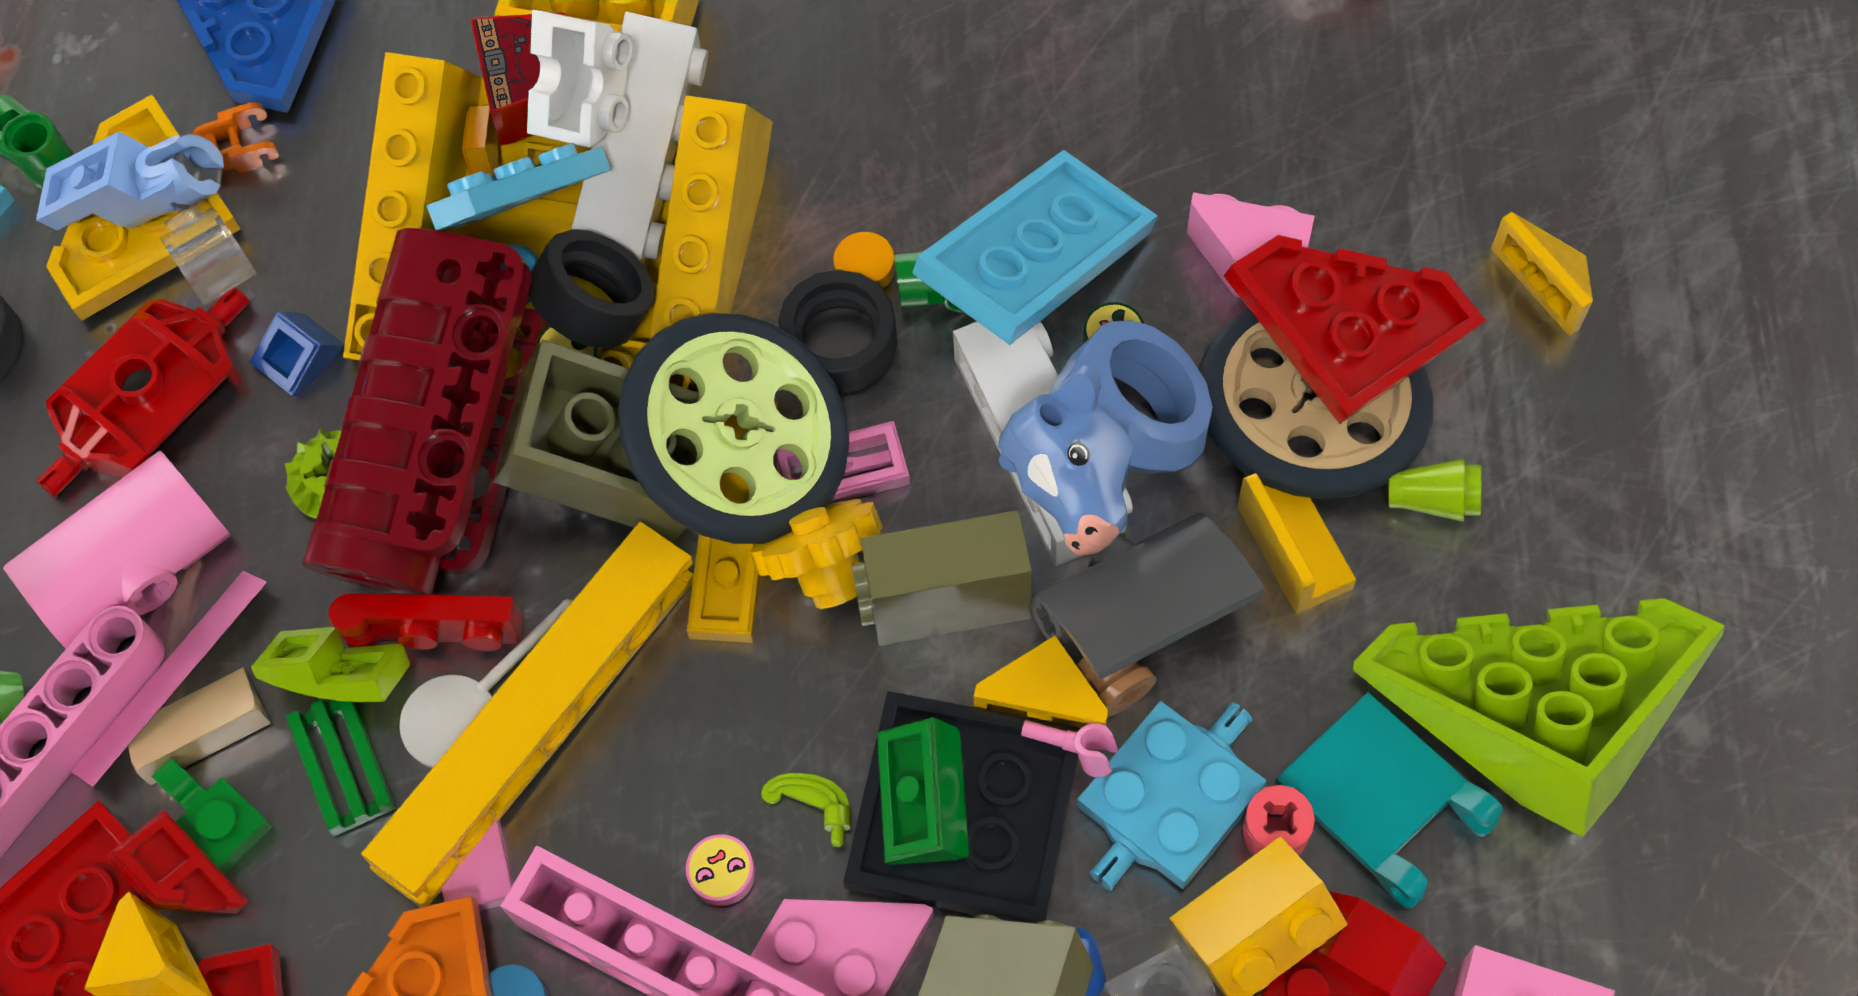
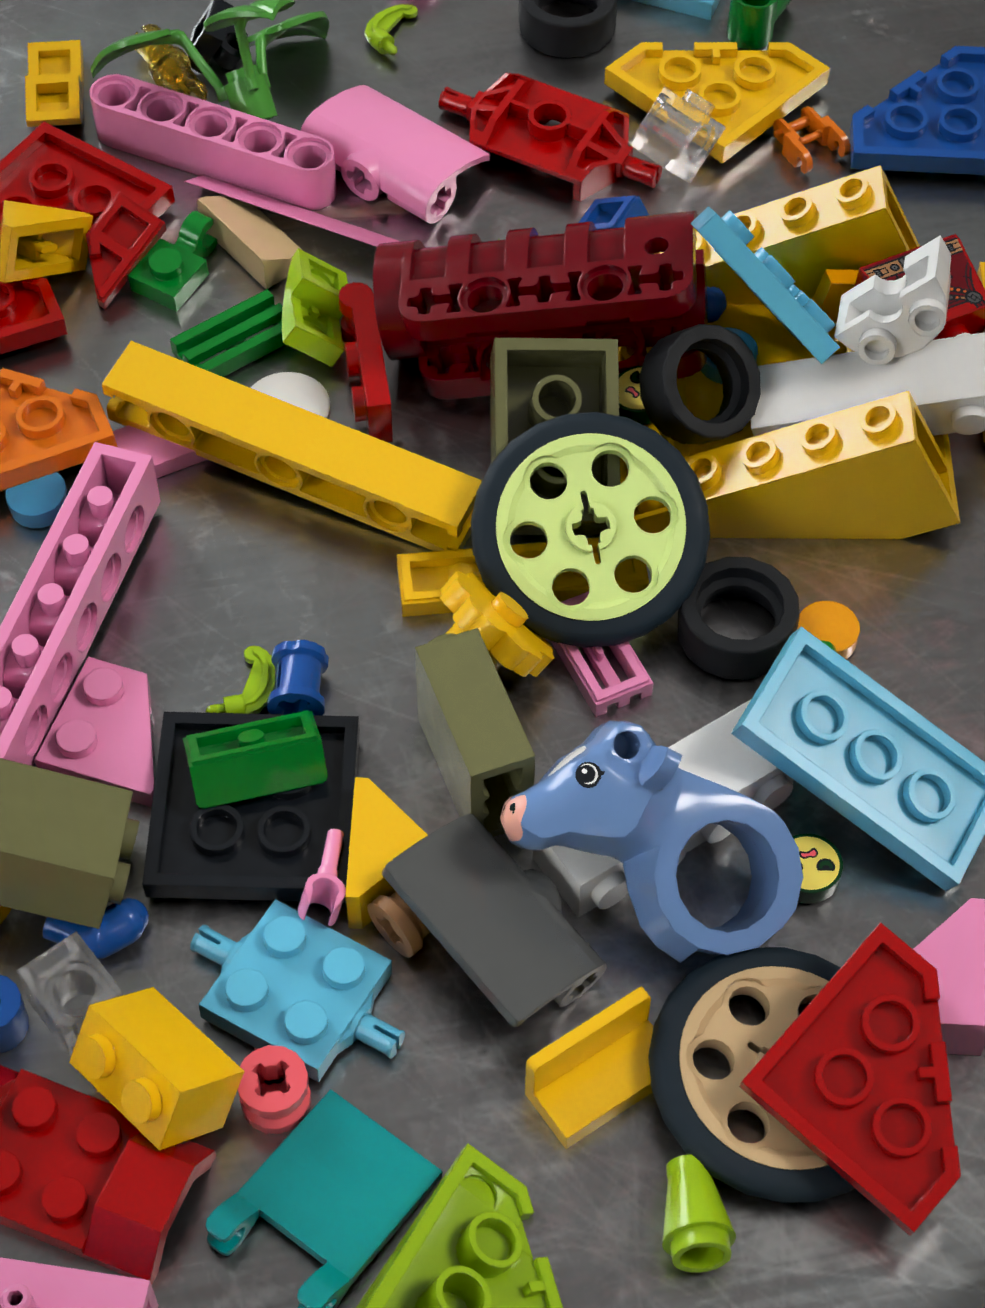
camera: 75 degrees right, 10 degrees down
(130, 180) = (722, 60): light blue plate -> none
(720, 870) = (171, 625): tile -> none
(827, 746) = (298, 678): none -> blue bush

